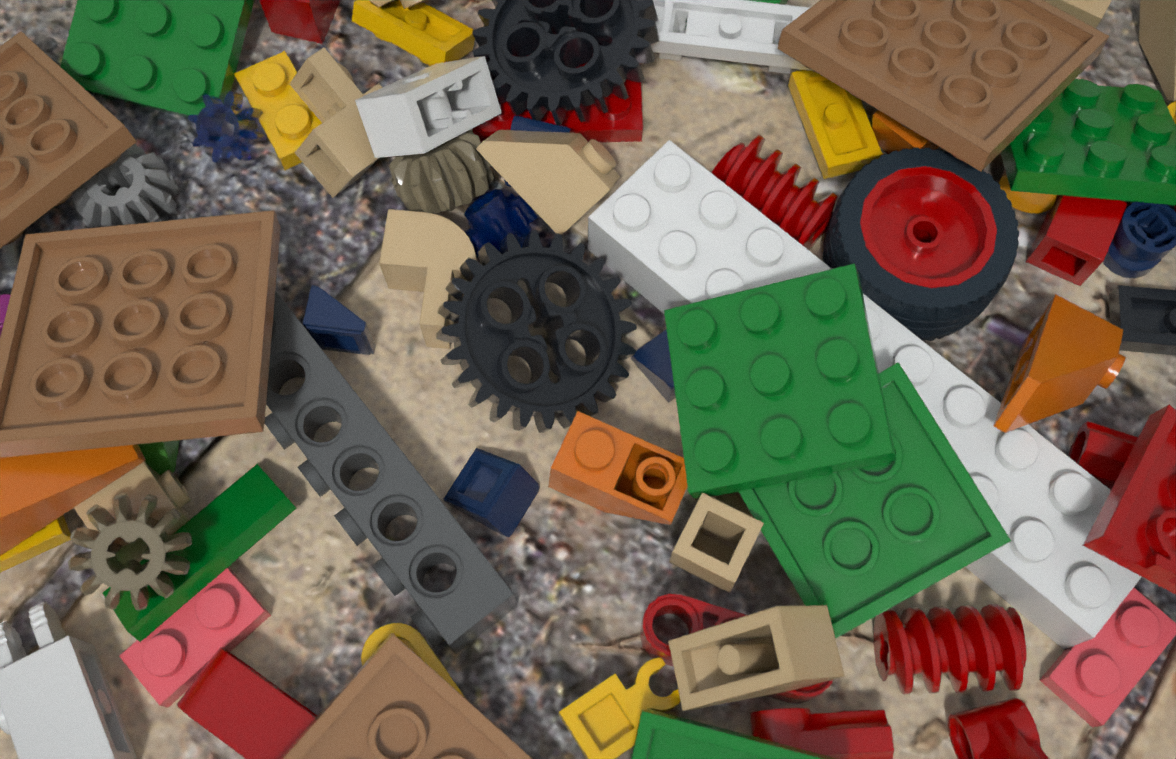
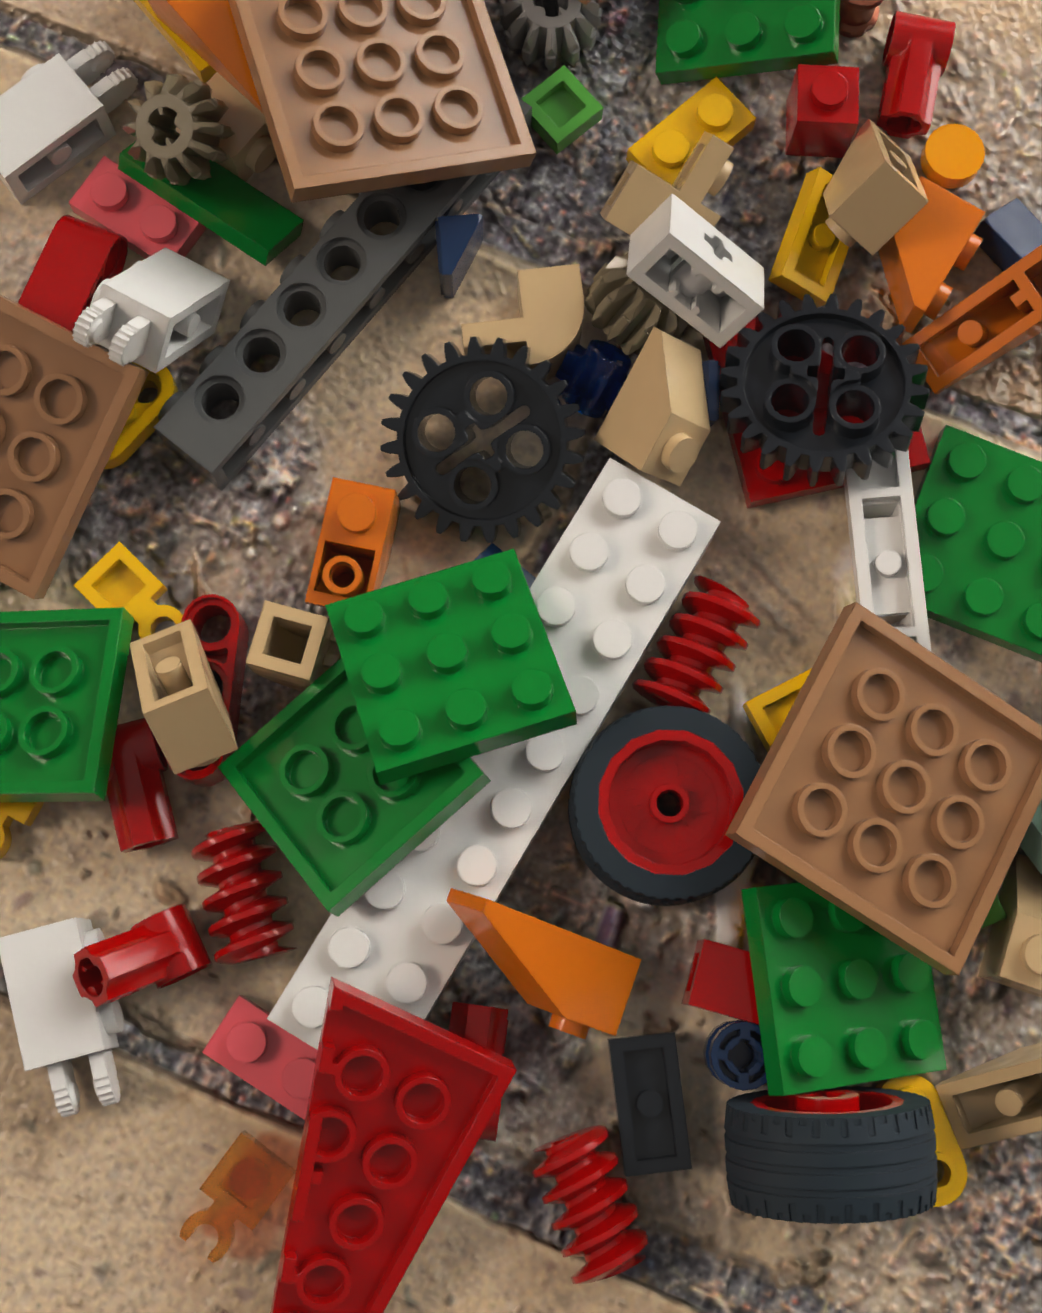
camera: 75 degrees right, 10 degrees up
(209, 125) = (645, 87): clear blue gear -> none
(218, 196) = (562, 109): none -> bright green plate
(321, 619) = (153, 311): none -> white hinge
(493, 491) = (322, 441): dark blue slope -> none

